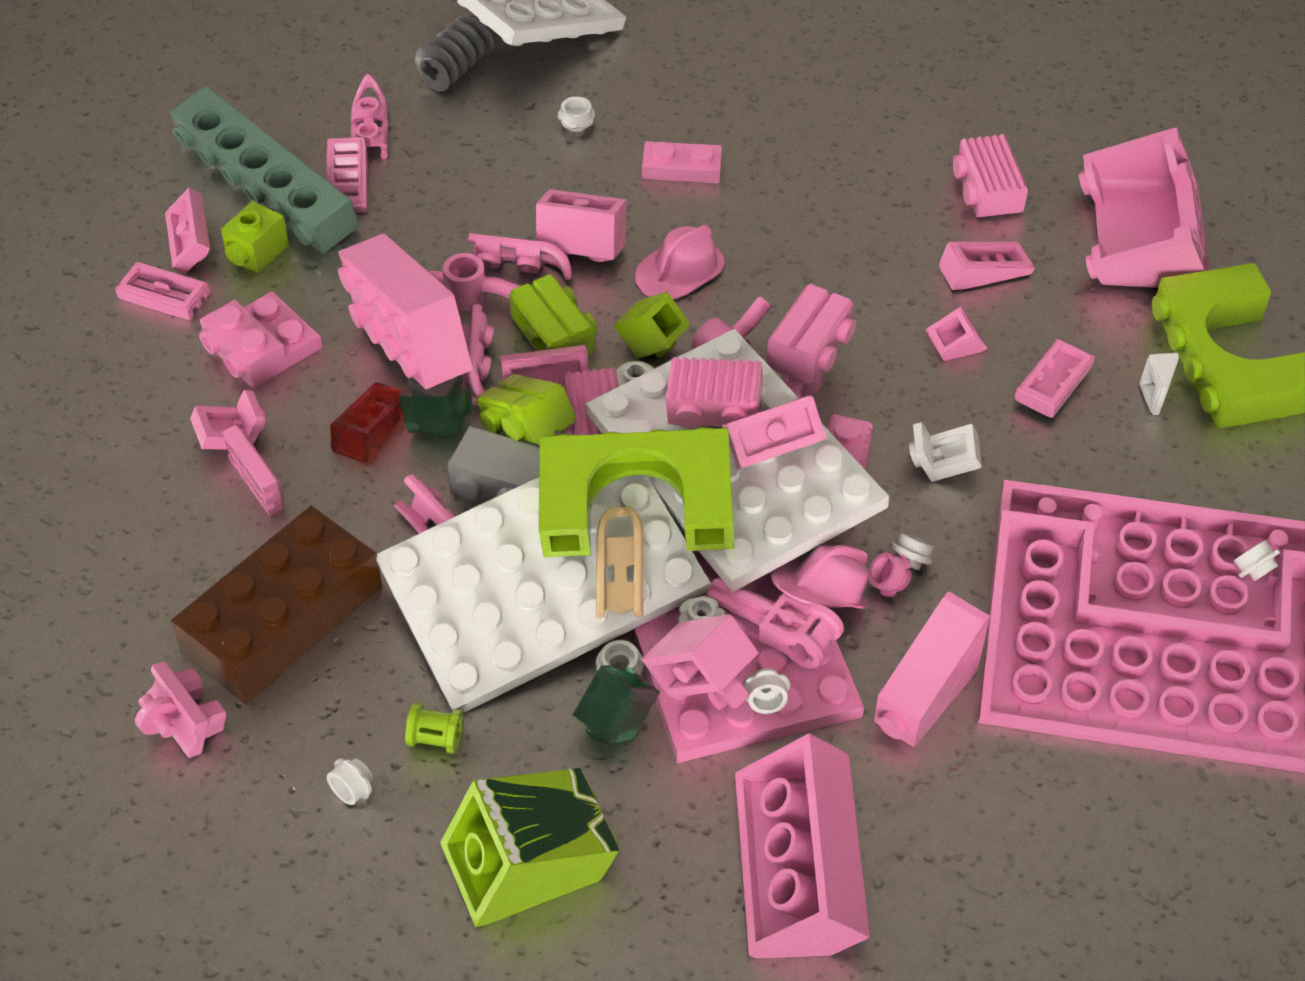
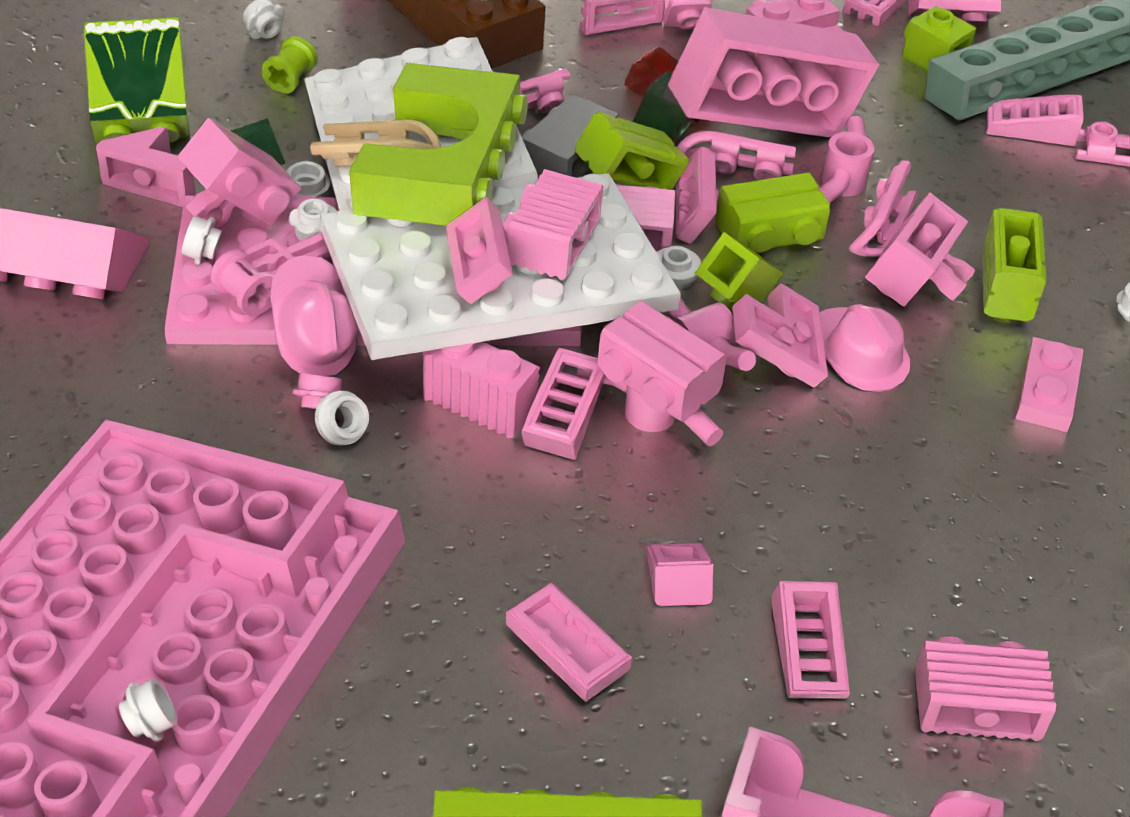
camera: 100 degrees right, 5 degrees down
(579, 167) = (1013, 264): none -> lime brick
(647, 798) = (145, 166): none -> bright pink slope
(720, 294) = (783, 333): none -> bright pink plate
(858, 404) = (555, 439): none -> bright pink slope
(932, 670) = (165, 374): bright pink slope -> none
(945, 452) = (477, 481): white bracket -> none
(1157, 379) = (517, 751): white slope -> none

